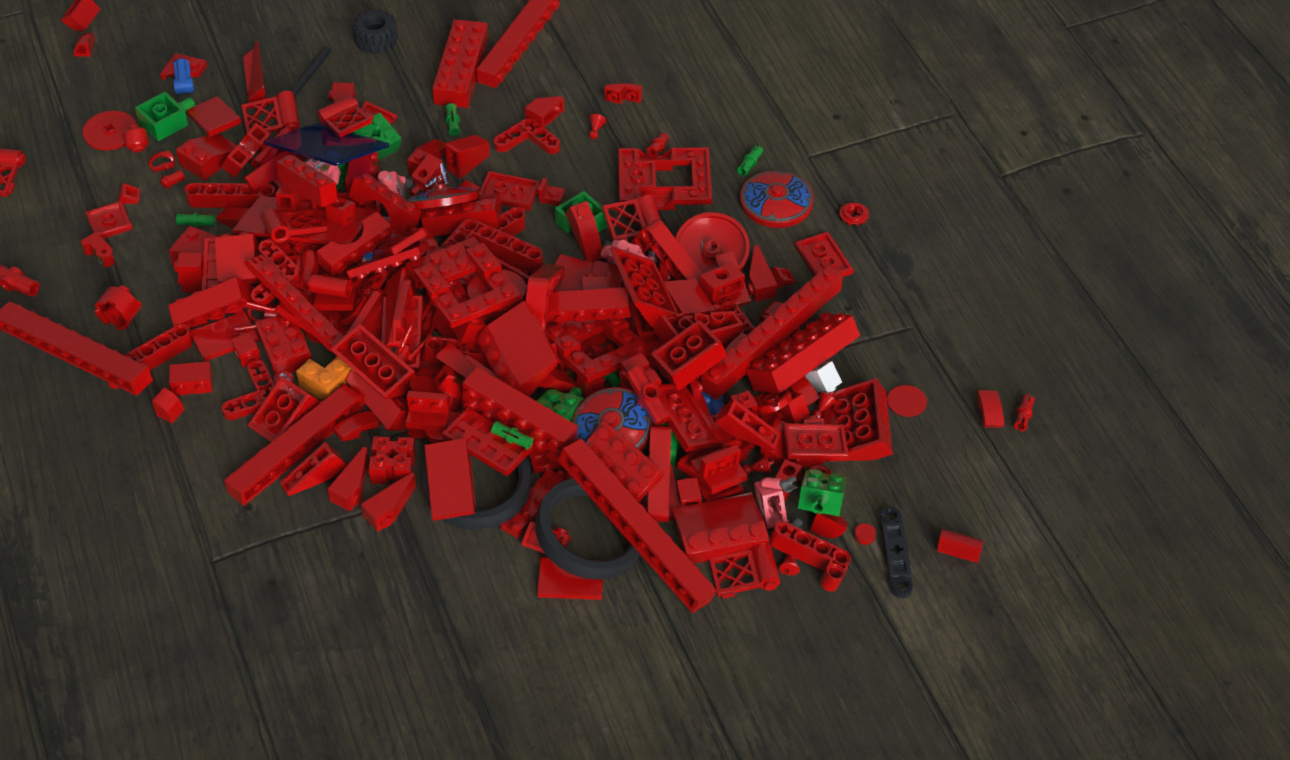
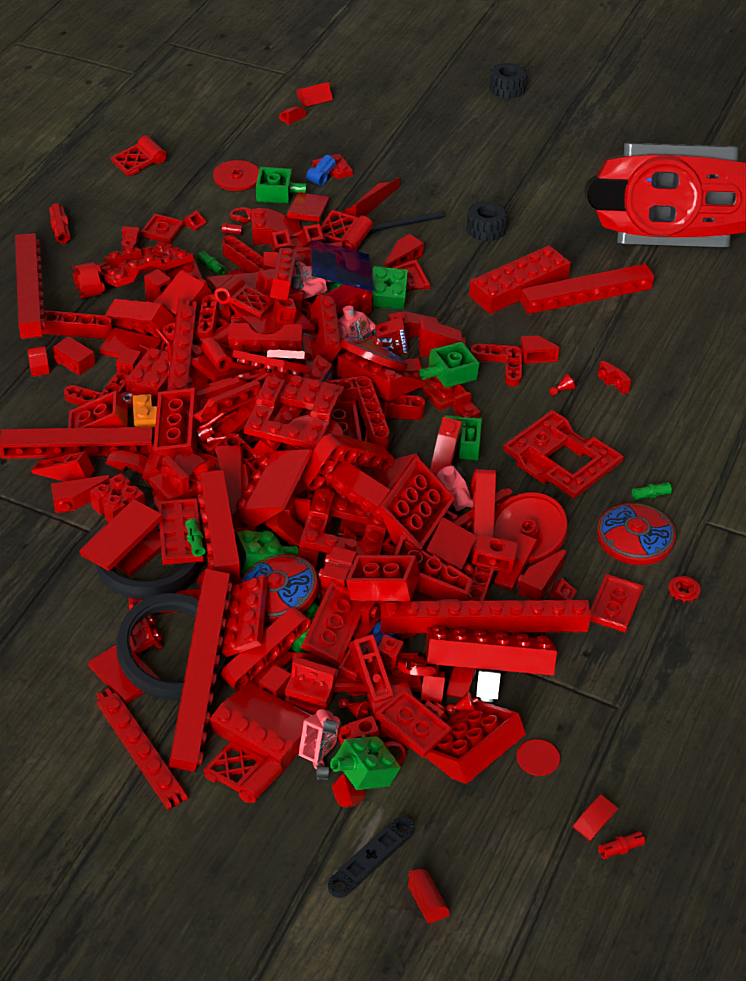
camera: 45 degrees right, 5 degrees down
(136, 138) = (241, 188): red head -> none
(150, 277) = (124, 266): none -> red piece
(341, 112) = (380, 256): red piece -> none
(387, 504) = (77, 525): red slope -> none
(451, 112) = (464, 312): green pin -> none
(507, 166) = (451, 365): none -> green brick
(644, 387) = (313, 593): red piece -> none
(645, 211) = (510, 469): red piece -> none
(654, 618) = (140, 749): none -> red hinge
(657, 145) = (590, 429): red pin -> none
(789, 566) = (280, 795): red piece -> none
(812, 551) = (296, 770): red beam -> none
(865, 534) = (367, 823): red tile -> none

